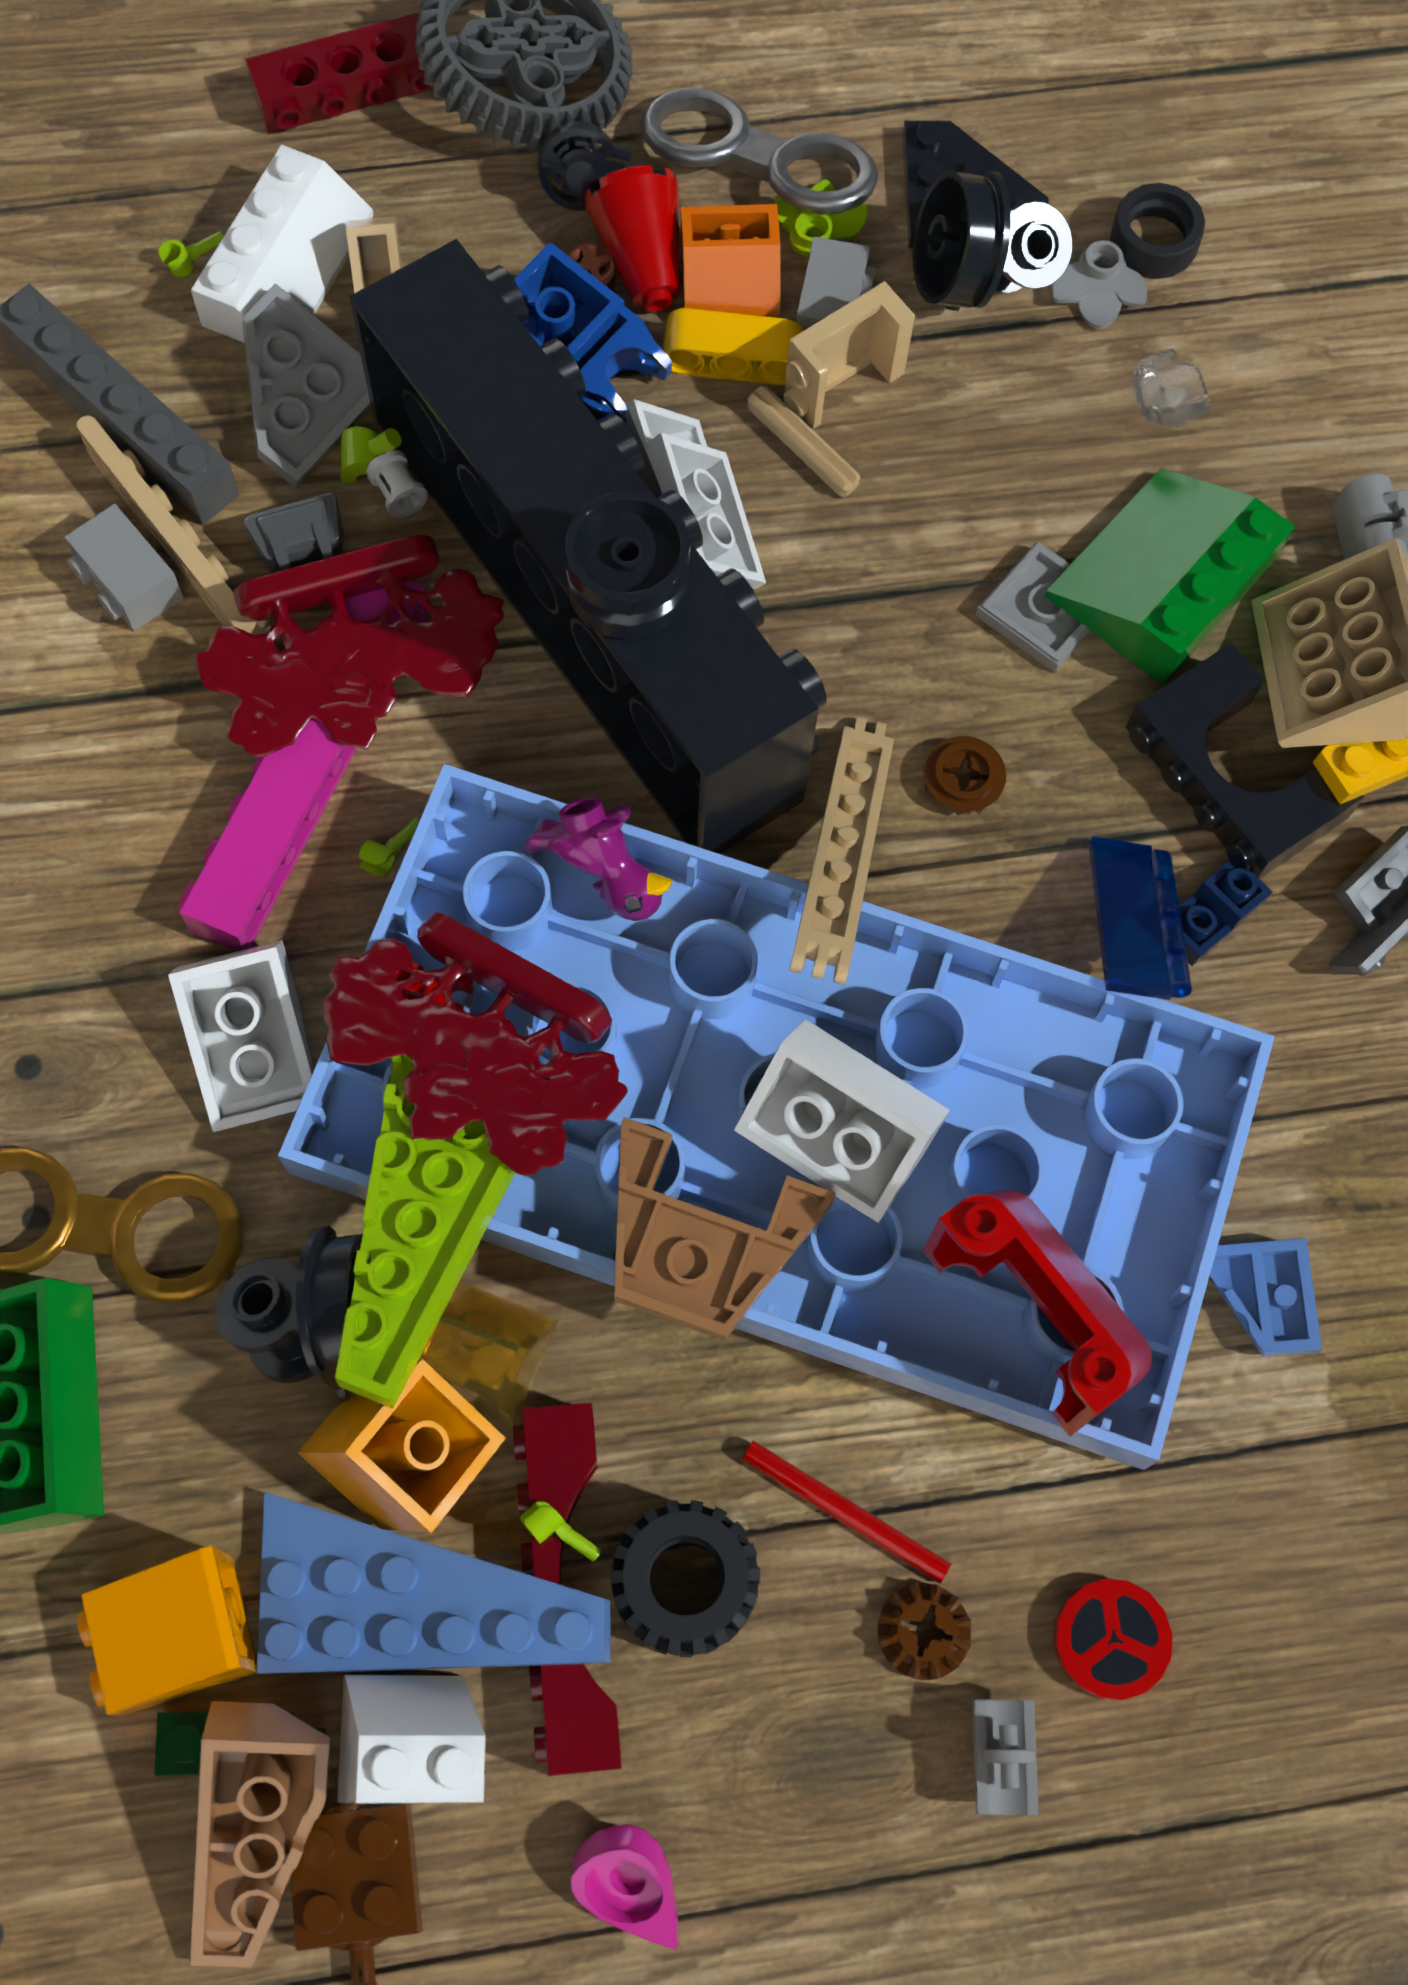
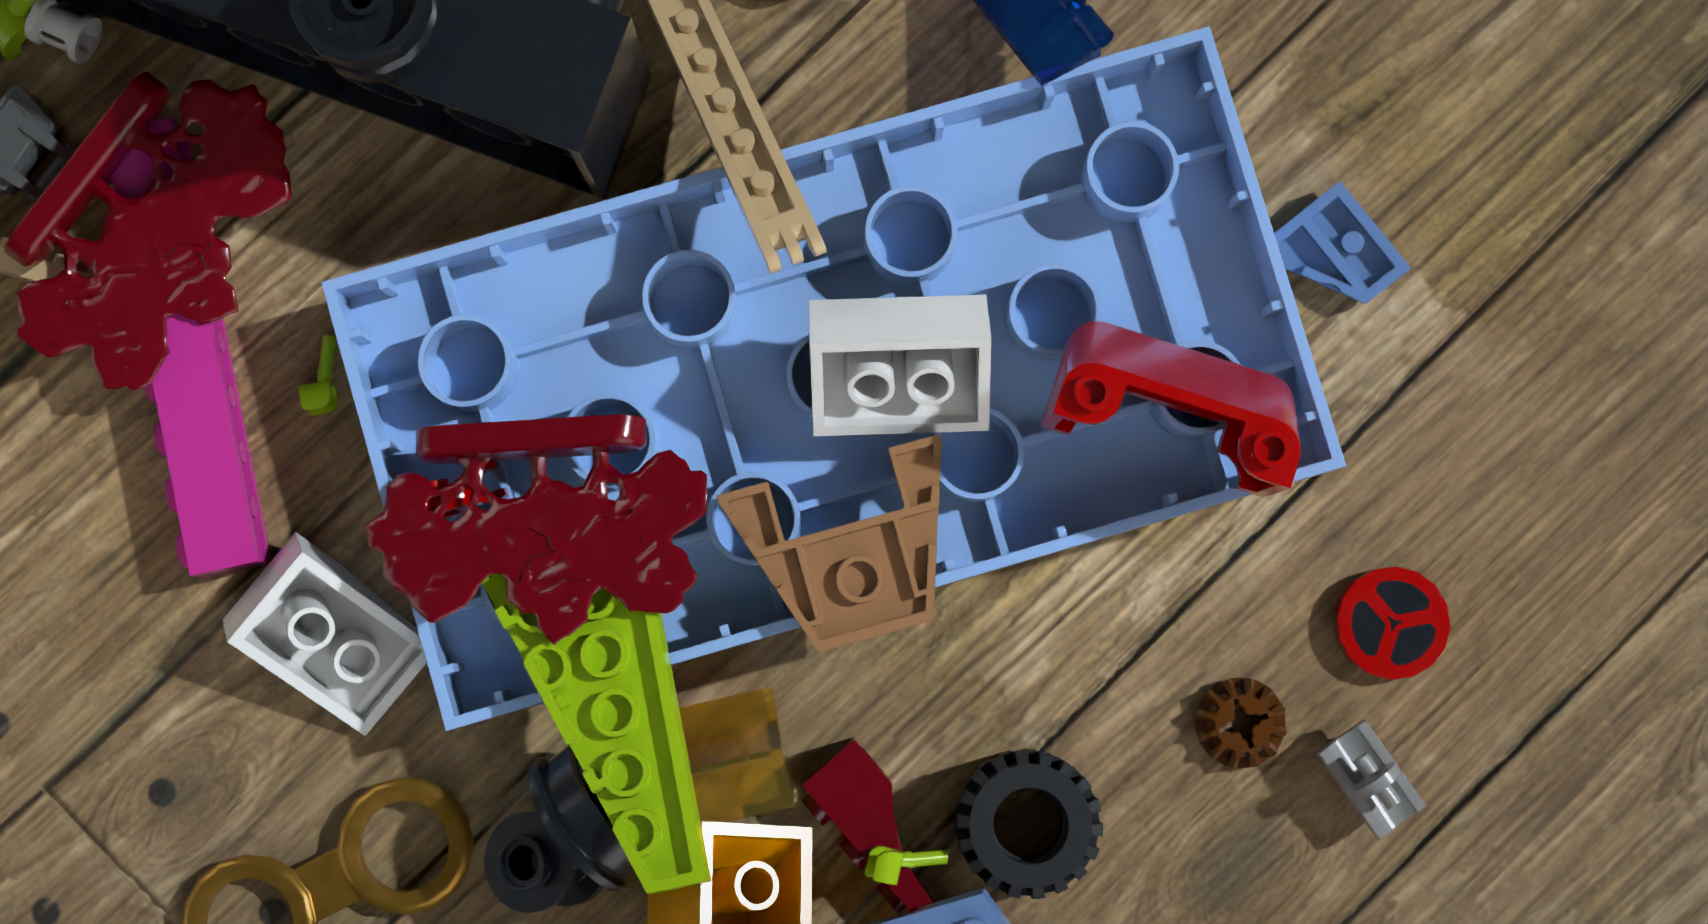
camera: 35 degrees left, 15 degrees up
(595, 844) = (514, 268): magenta animal -> none
(847, 1512) = (1114, 672): red bar -> none

